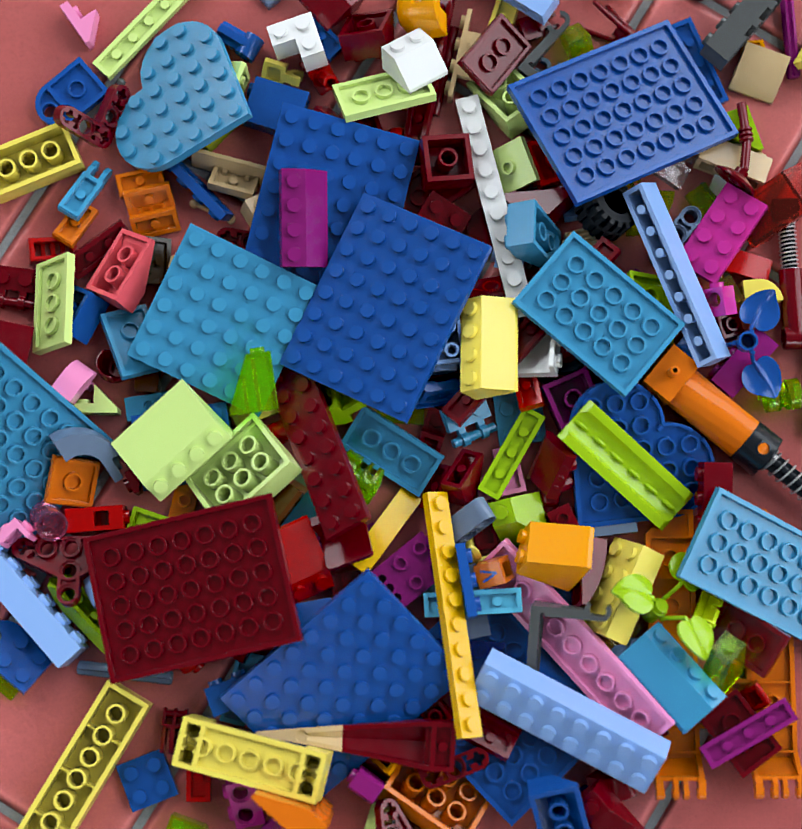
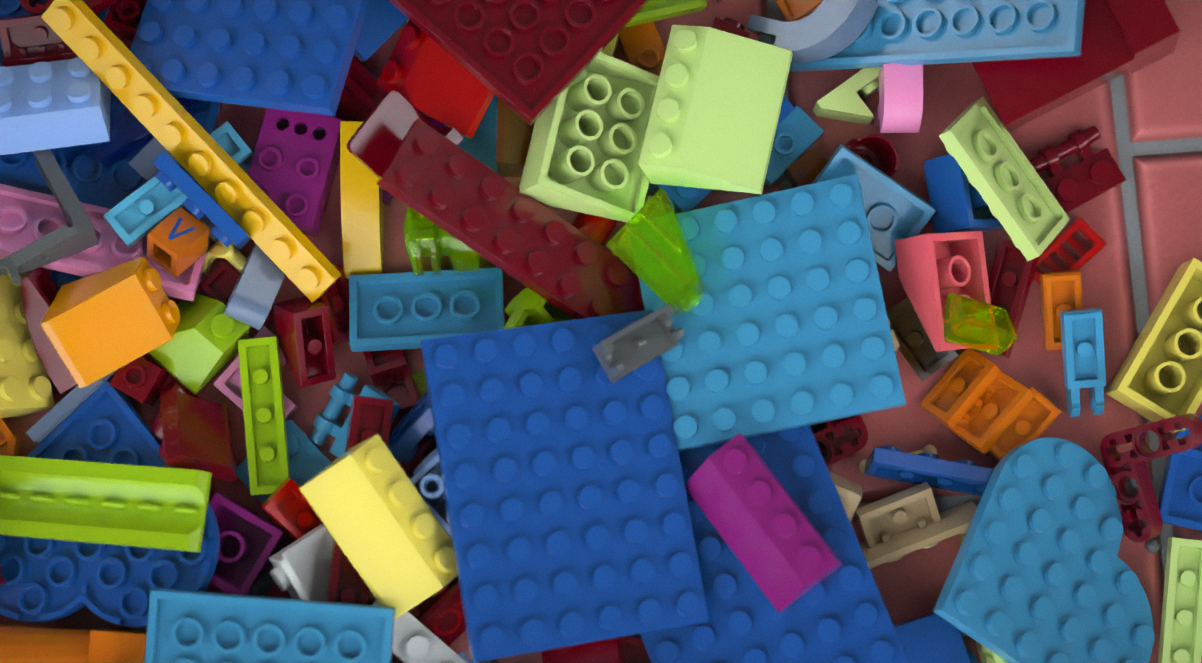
camera: 145 degrees right, 0 degrees up
(123, 241) = (977, 325): none -> clear neon green slope
(298, 348) = (638, 343): none -> dark grey hinge

